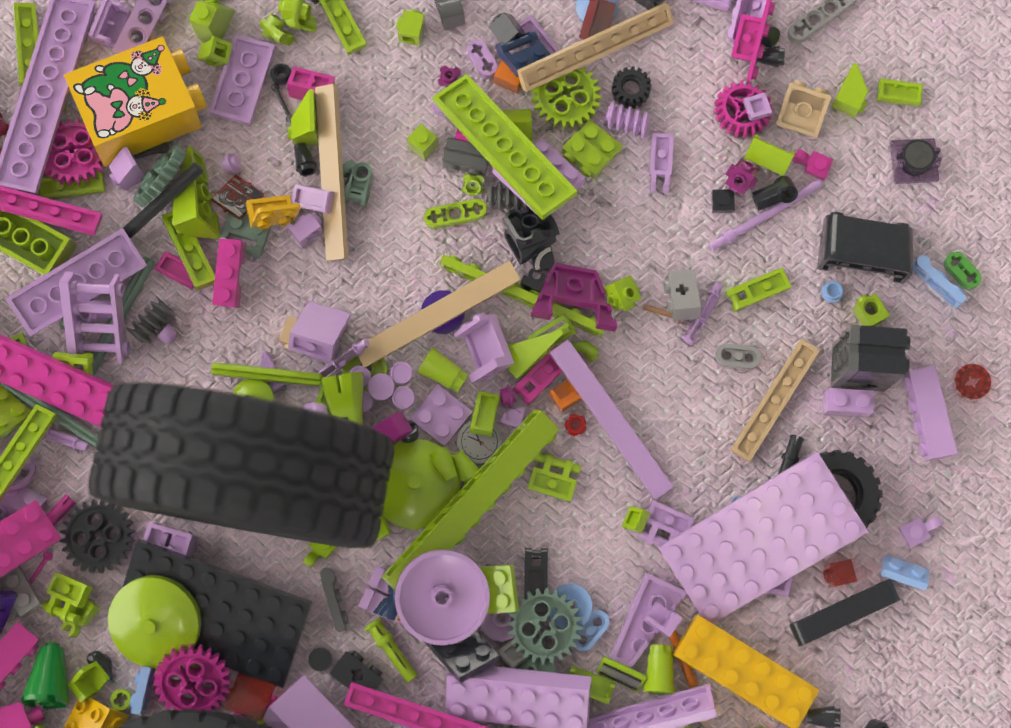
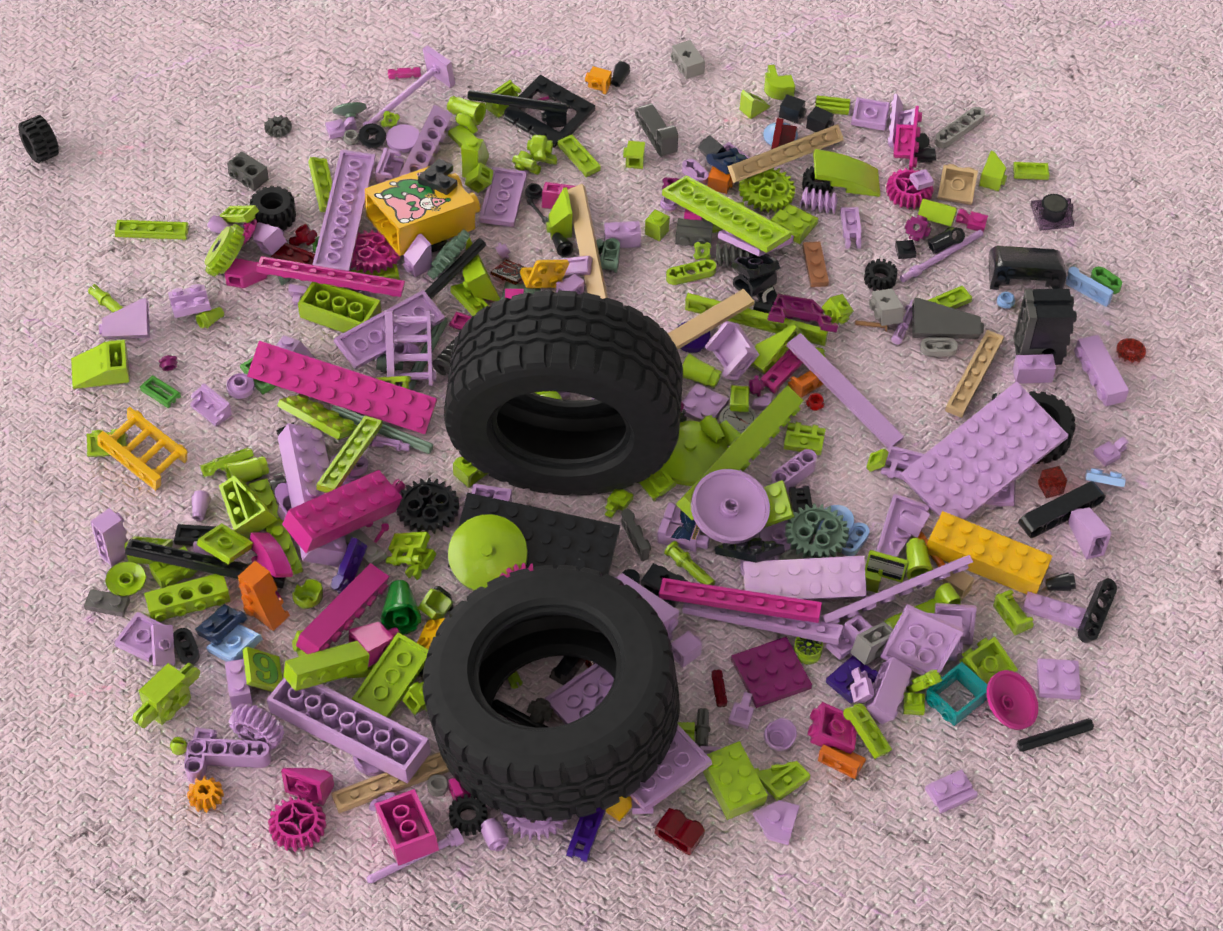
camera: 10 degrees left, 25 degrees down
(151, 61) = (437, 177): none -> black plate
(378, 153) = (626, 233): none -> lavender brick
(539, 518) = (796, 469): none -> lavender beam
(608, 214) = (815, 264): none -> nougat plate
(667, 82) = (846, 172): none -> lime slope
(688, 228) = (883, 268): none -> black tyre
(747, 324) = (943, 322): none -> dark grey slope
(870, 651) = (1089, 532): none -> lavender slope

